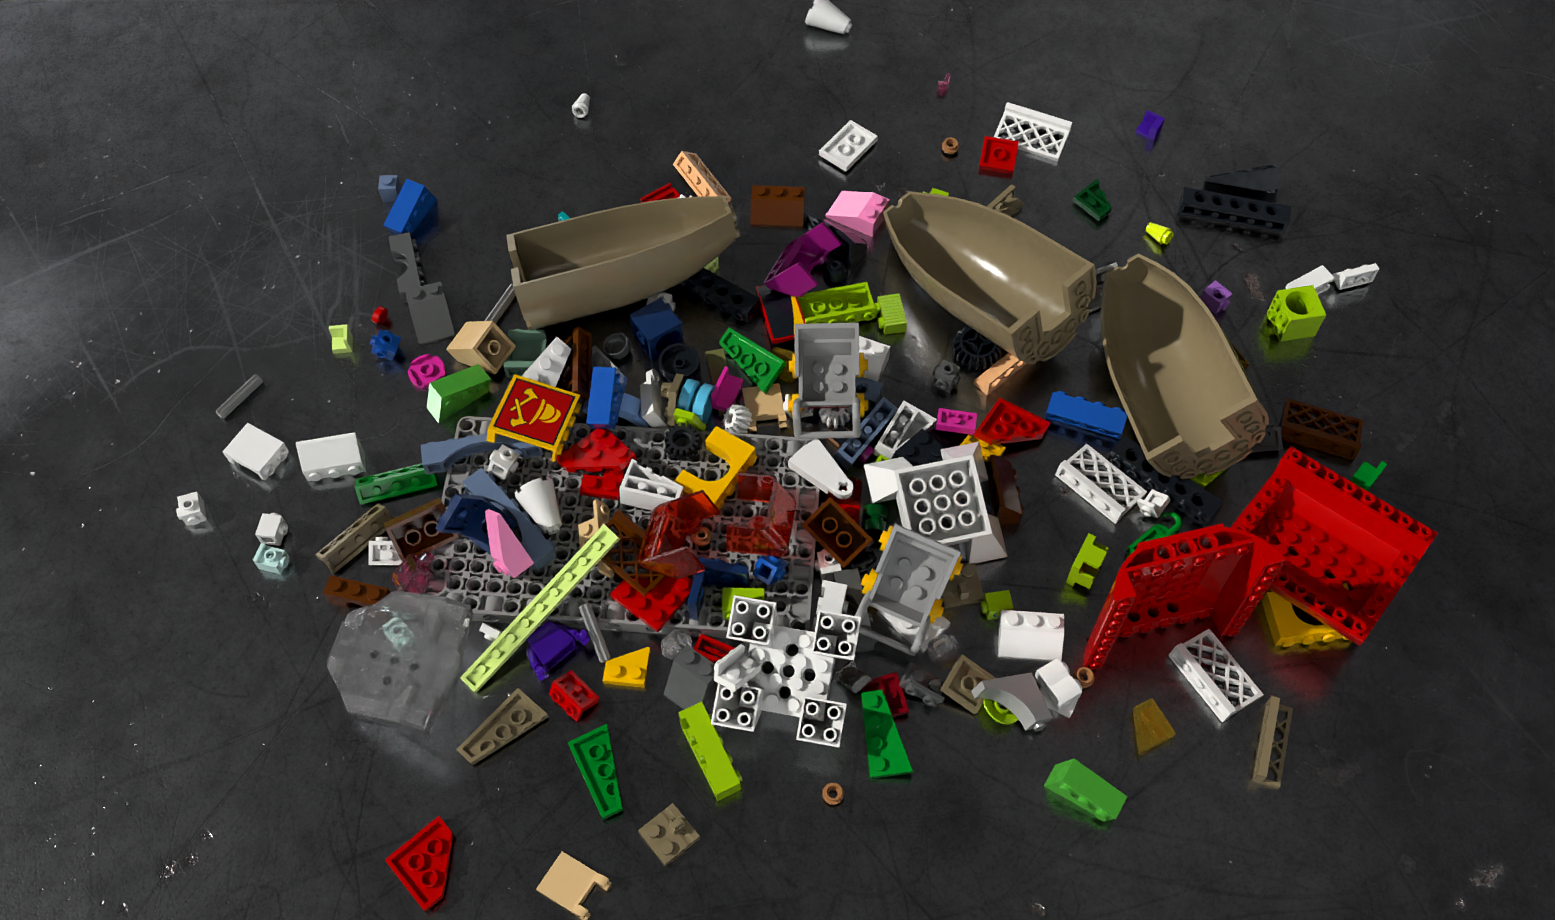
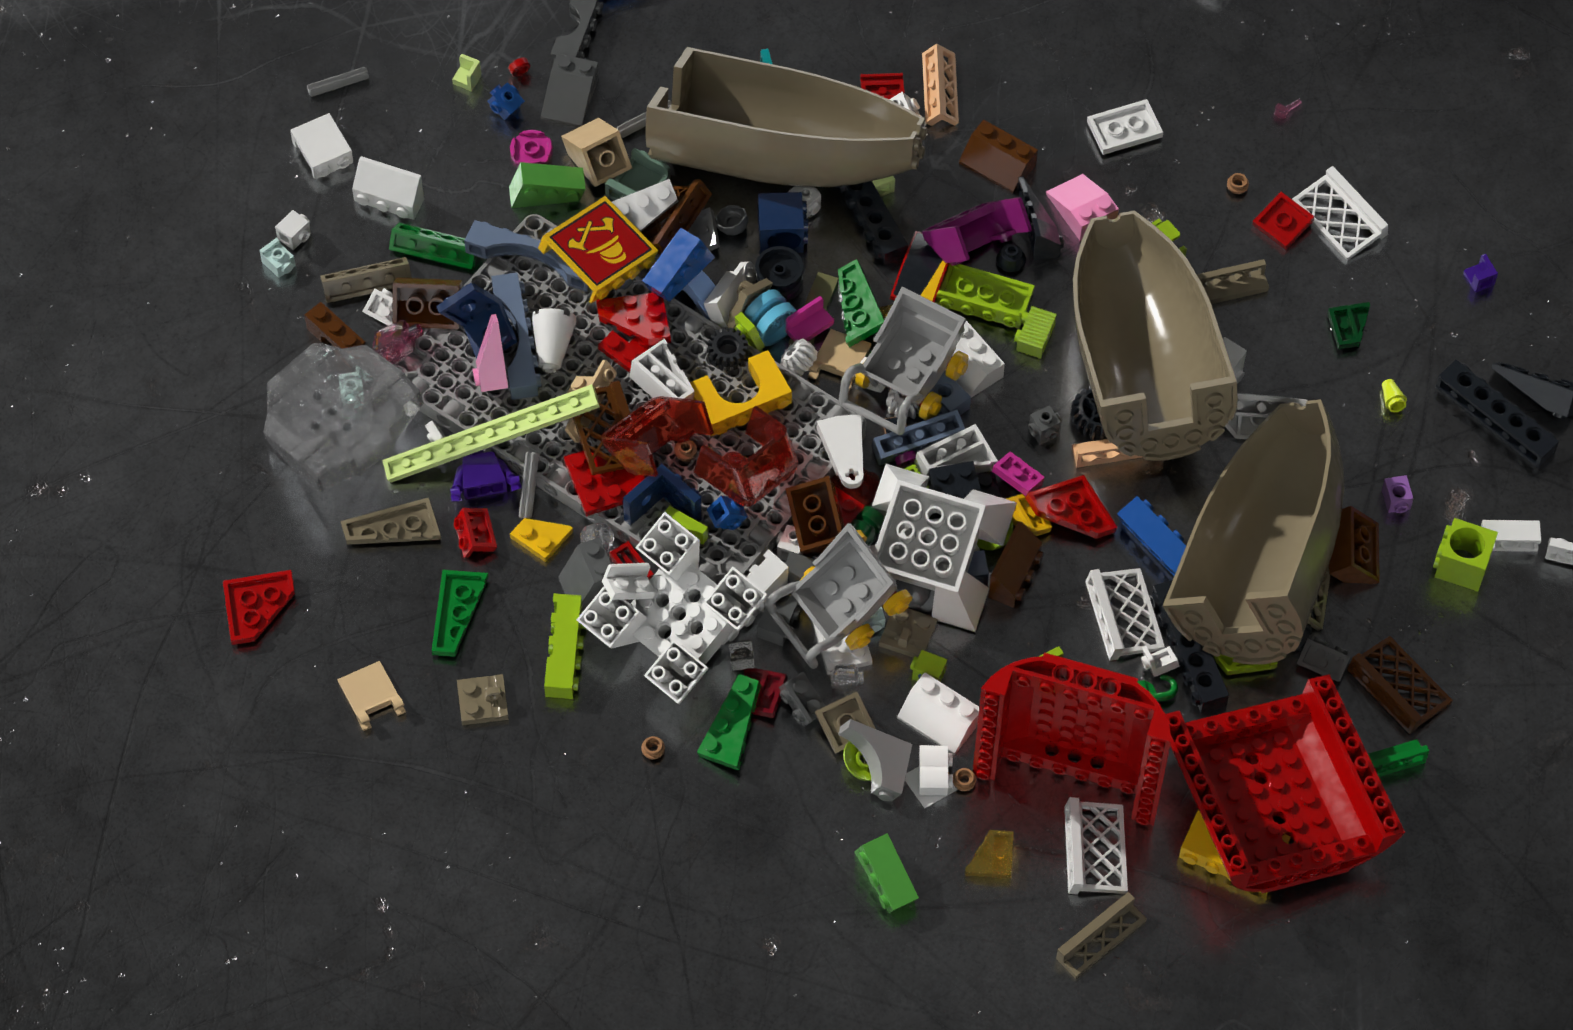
camera: 30 degrees right, 0 degrees up
(191, 509) = (232, 171): white brick -> none
(503, 462) = (542, 278): white brick -> none

